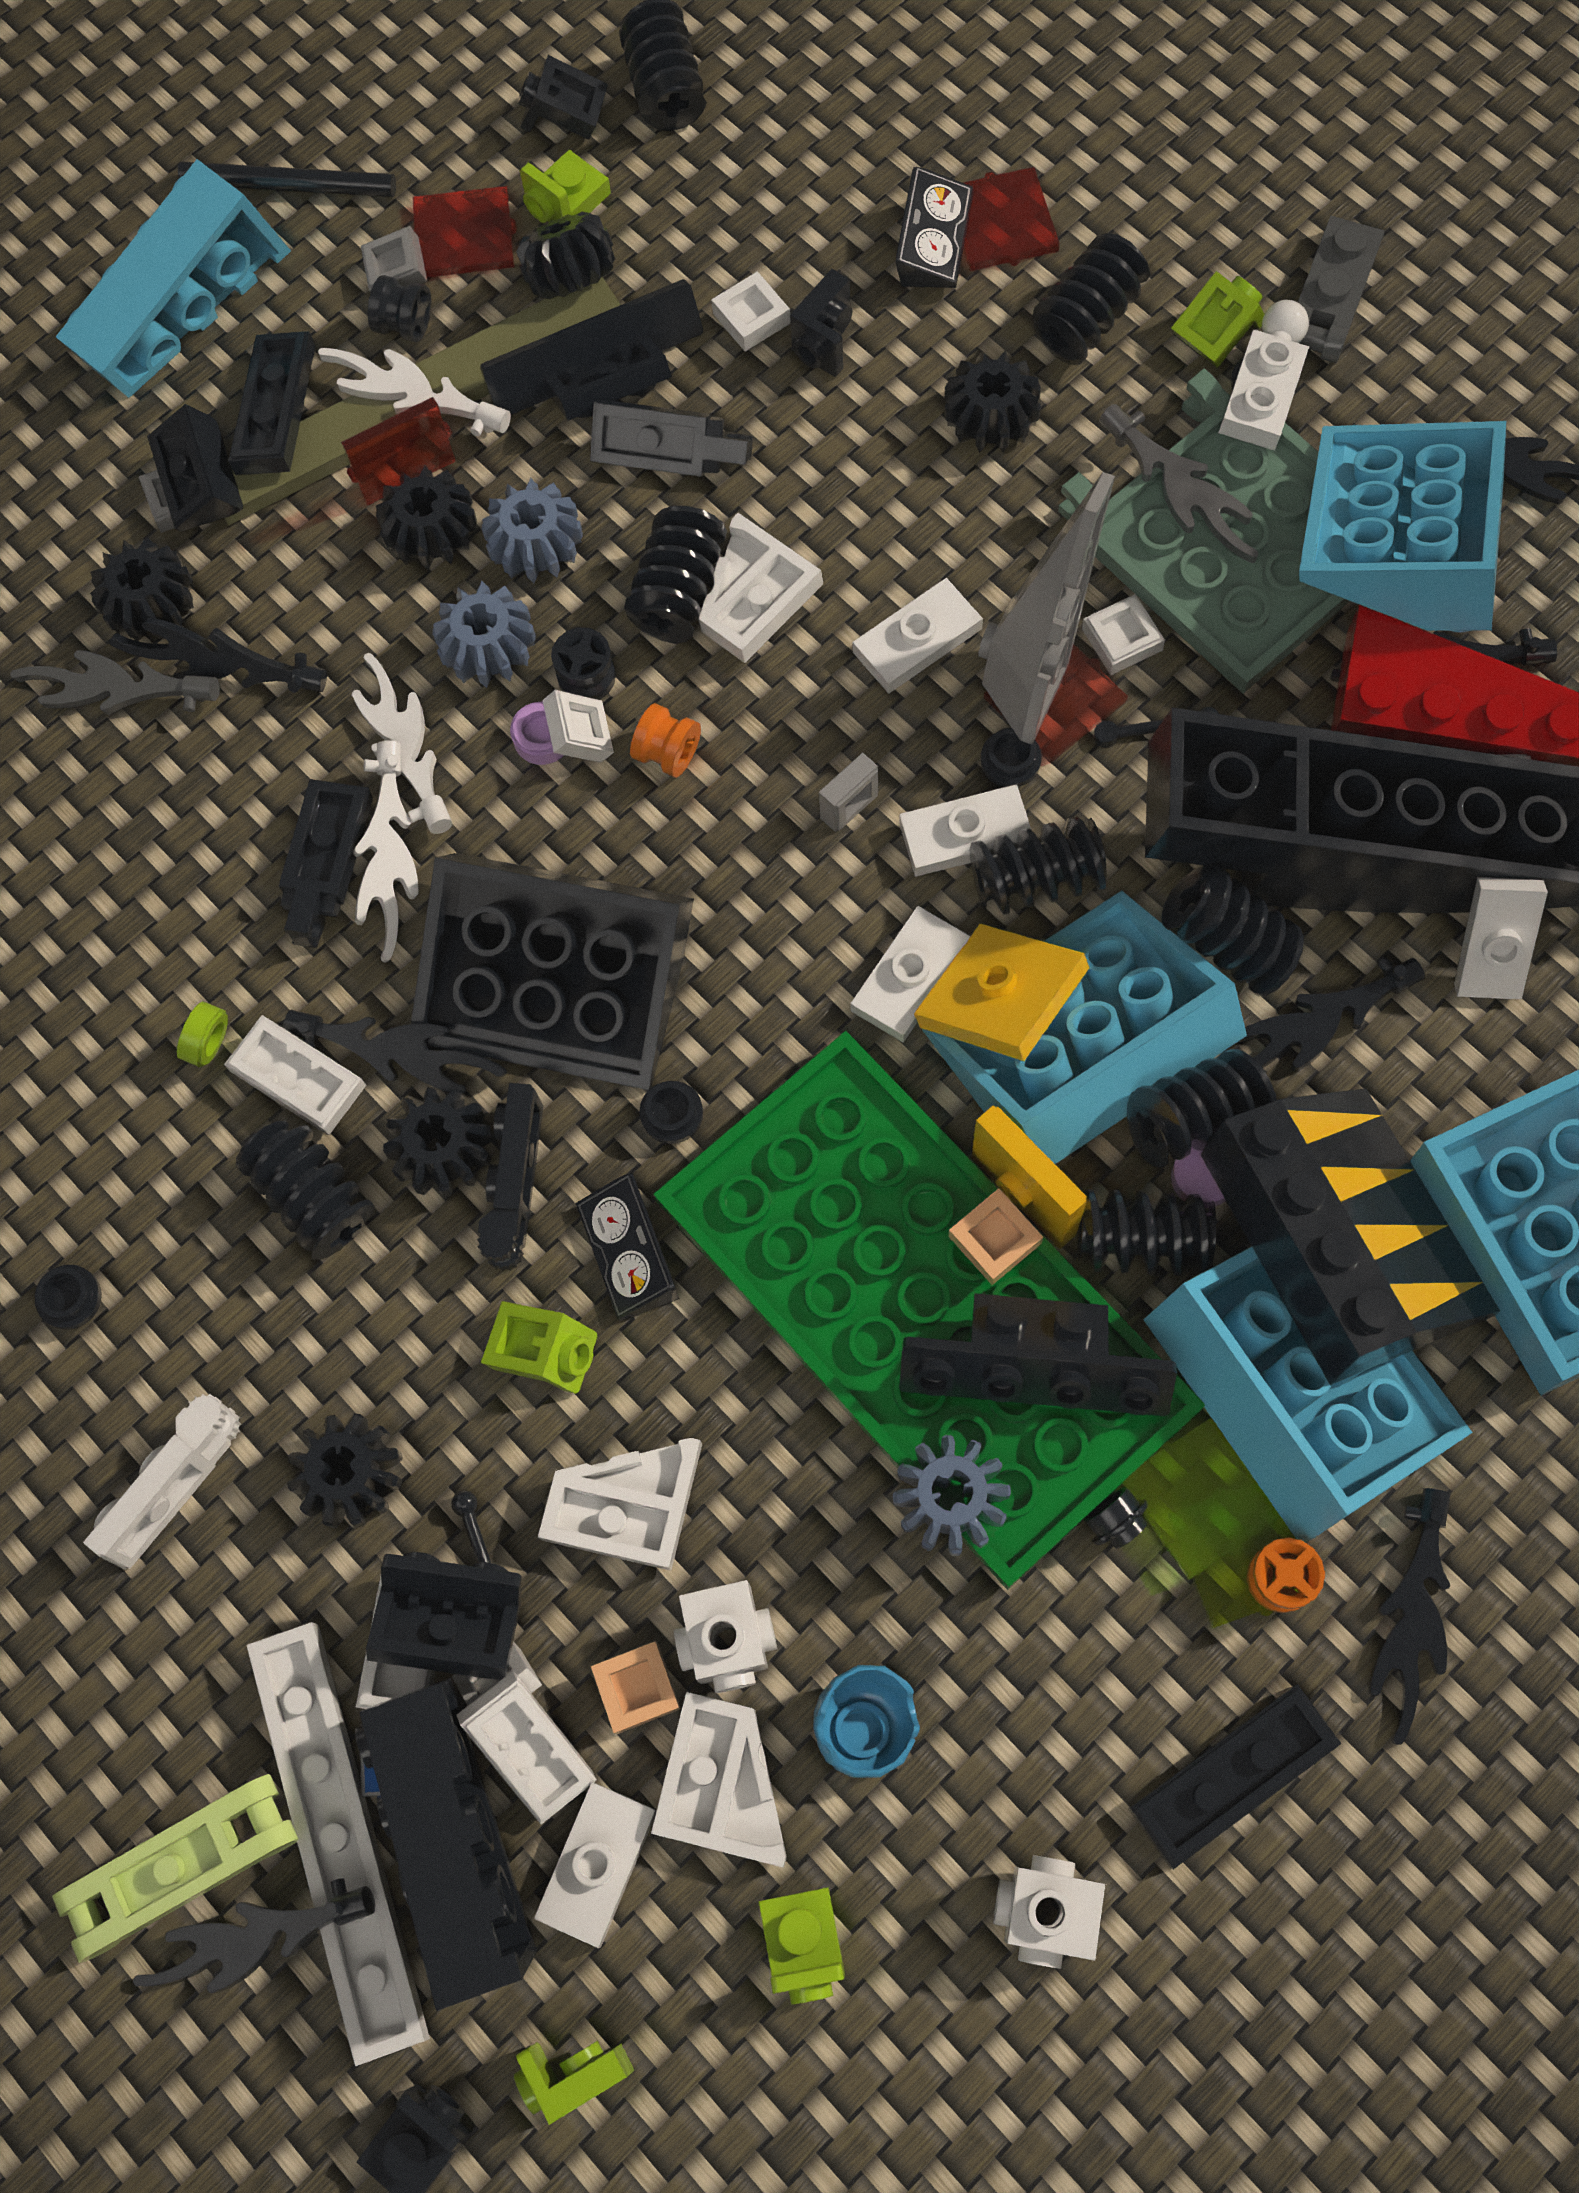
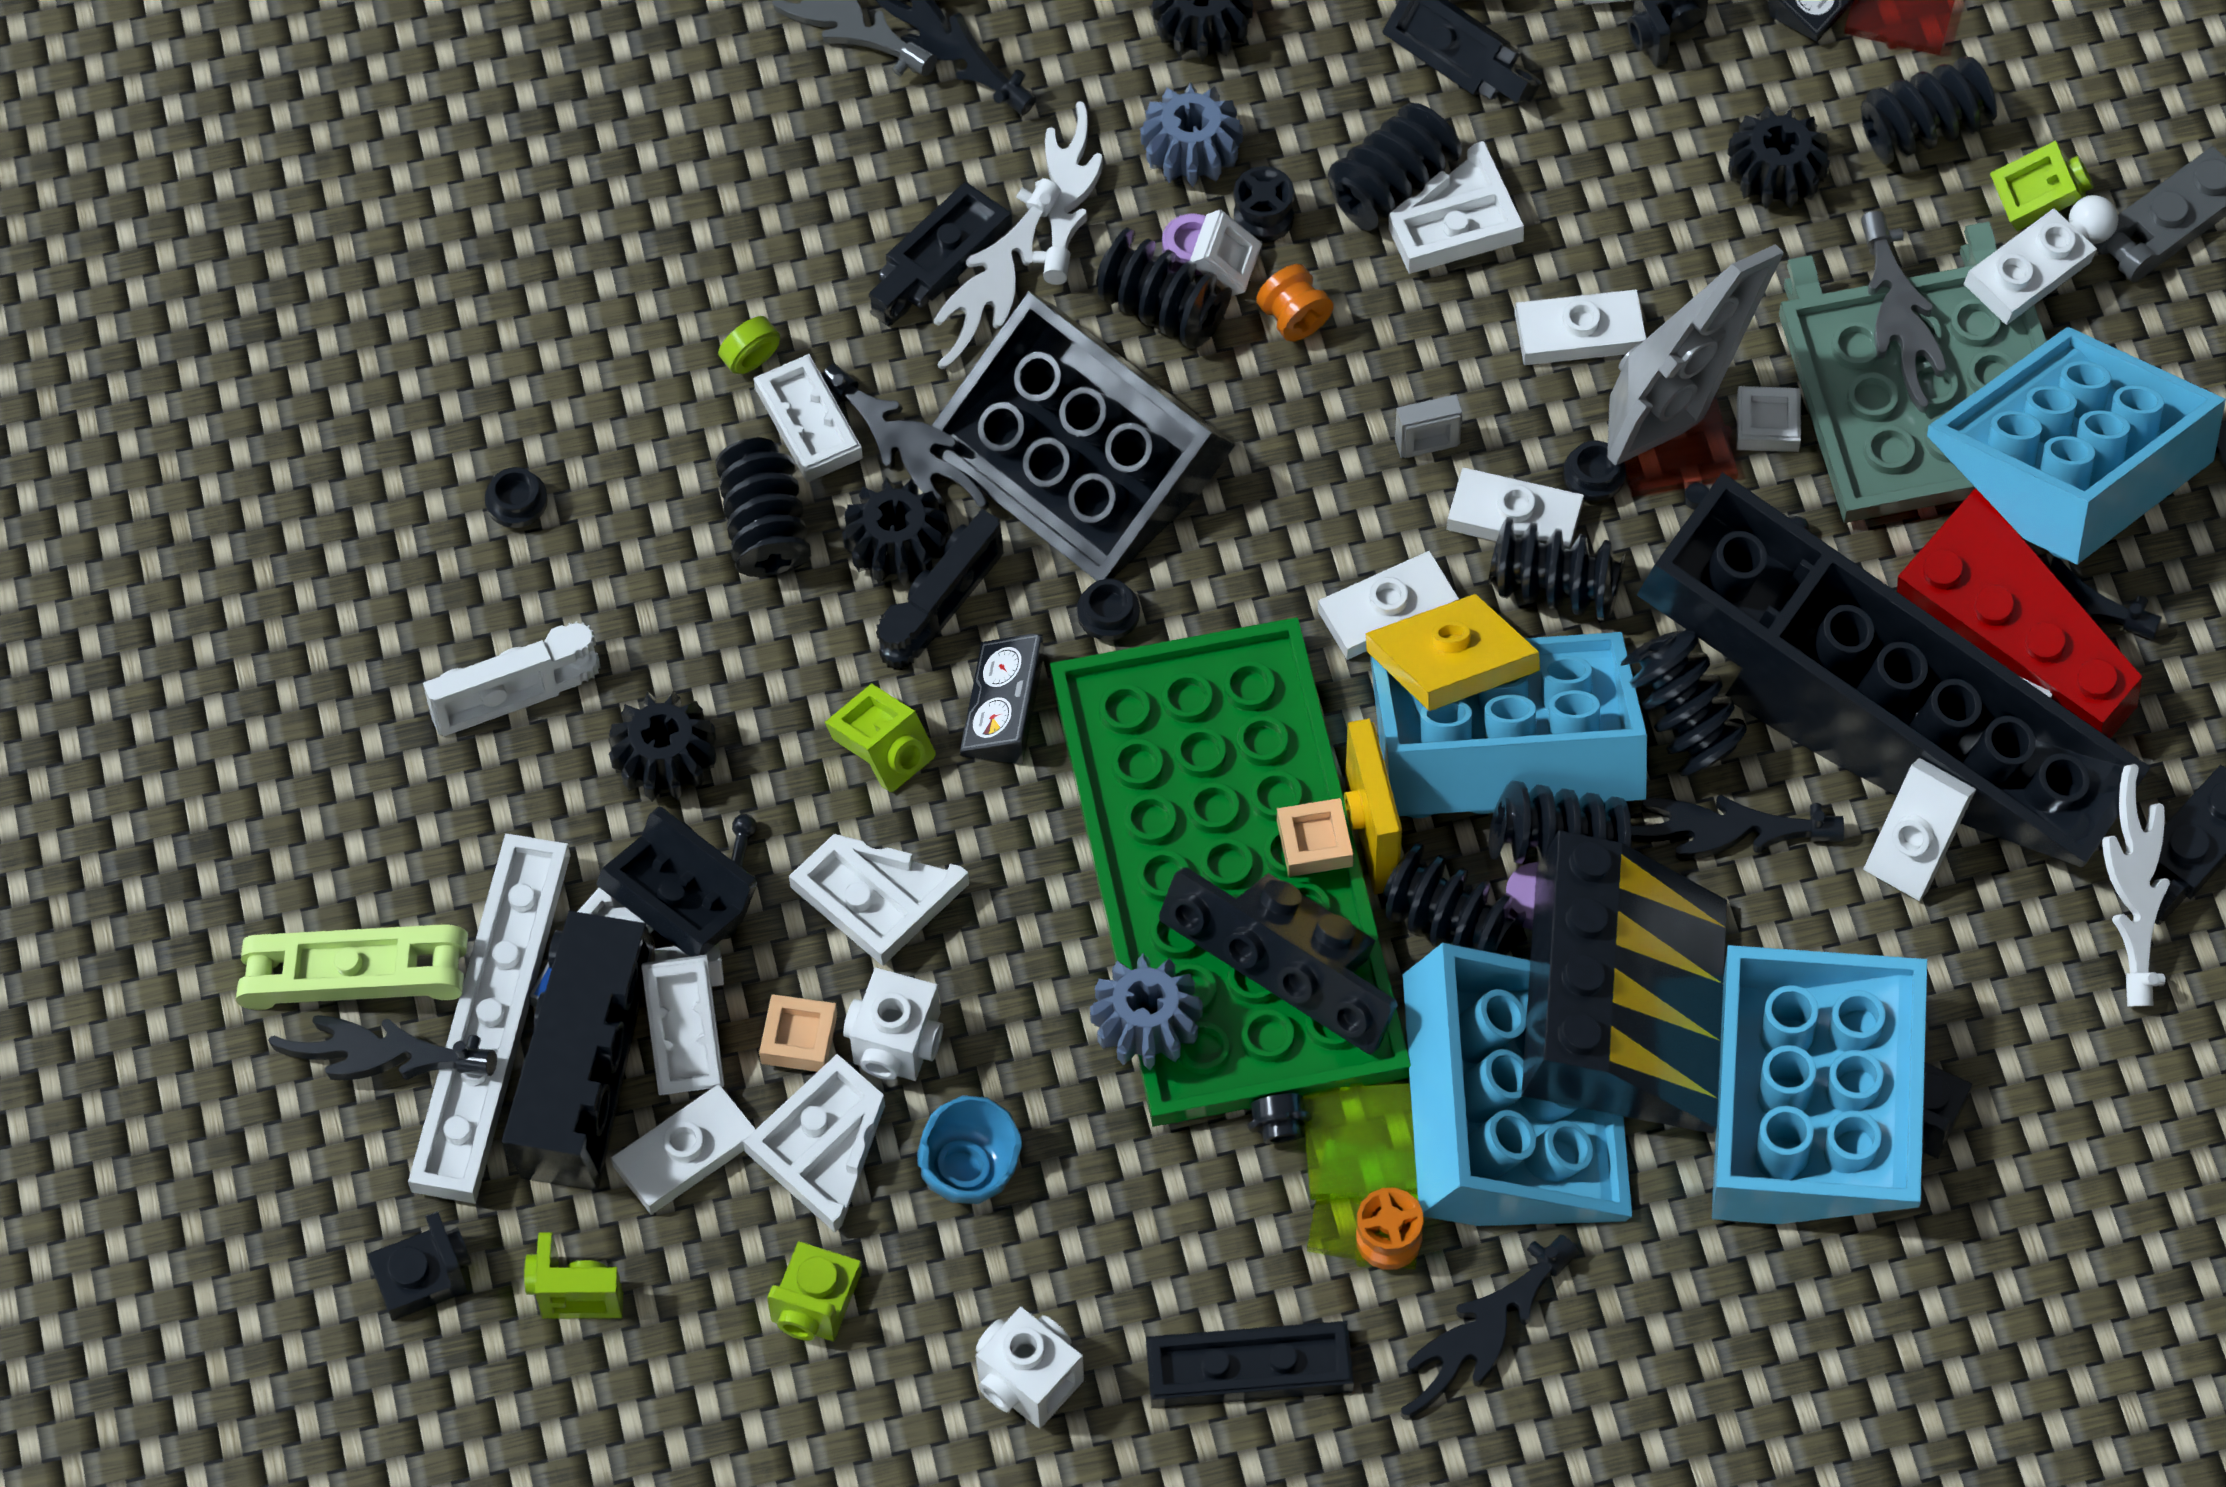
camera: 25 degrees right, 10 degrees down
(532, 530) = (1289, 66): sand blue gear -> none
(542, 790) = (1159, 292): none -> black piece

